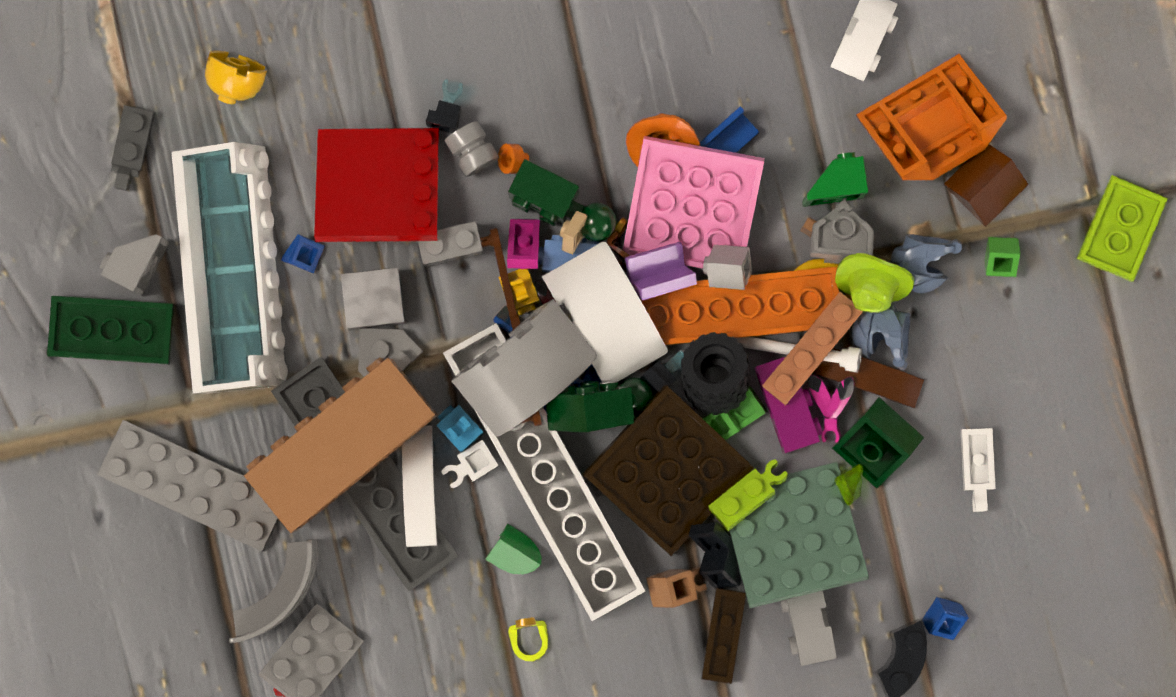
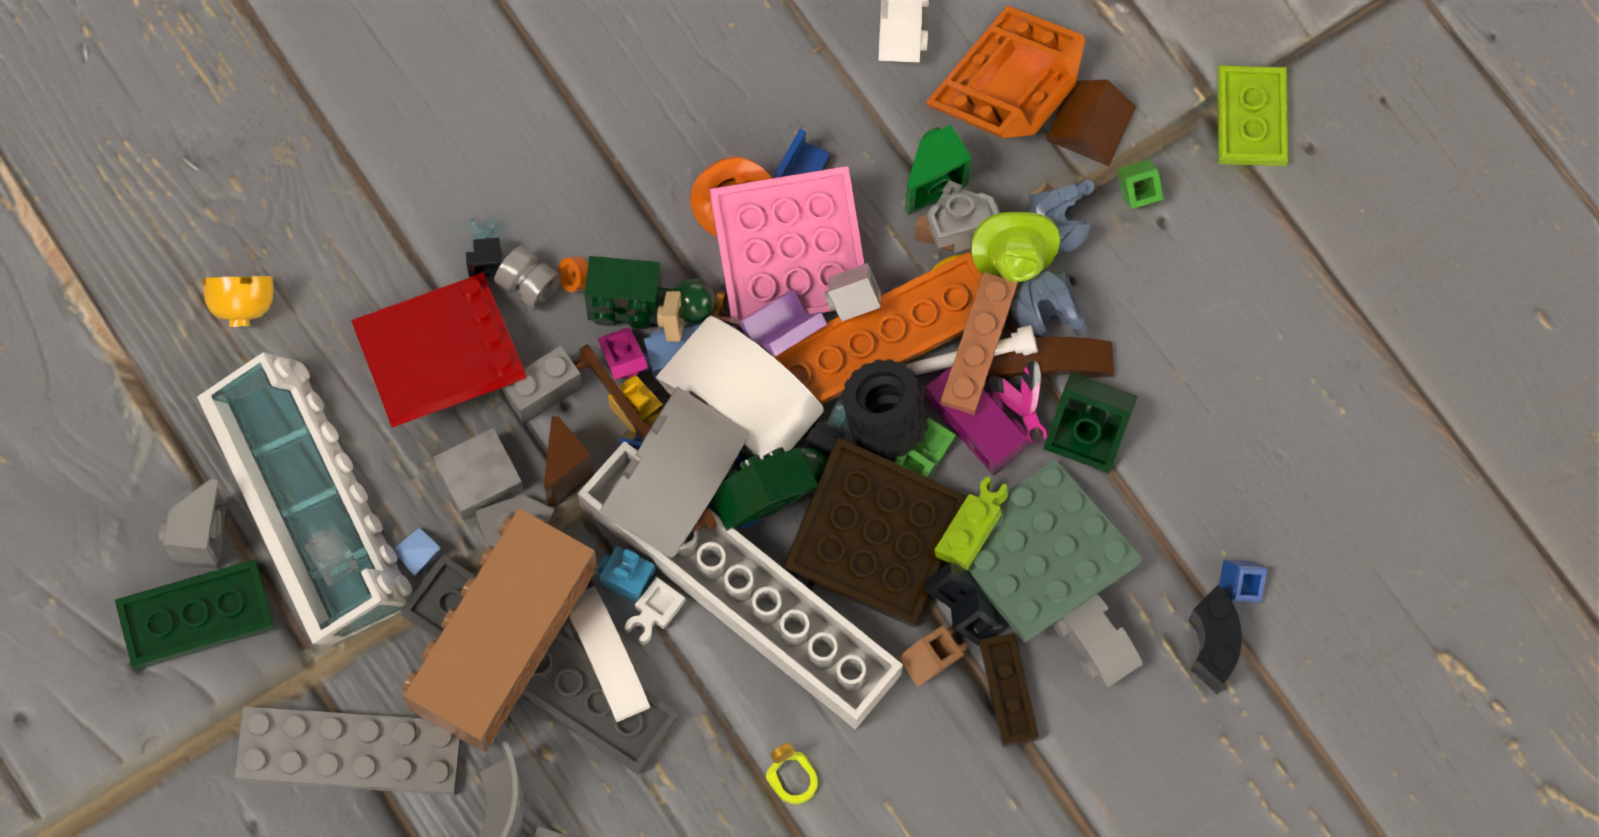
camera: 20 degrees left, 15 degrees down
(131, 145) = (149, 411): dark grey hinge -> none
(230, 326) = (330, 555): none -> clear brick
(302, 343) = (417, 552): none -> light blue slope
(303, 253) = (382, 456): blue slope -> none
(443, 320) = (567, 463): none -> reddish brown slope
(515, 552) = (740, 687): brick -> none
(850, 483) = (1079, 474): clear neon green slope -> none
(978, 465) = (1208, 407): white plate -> none

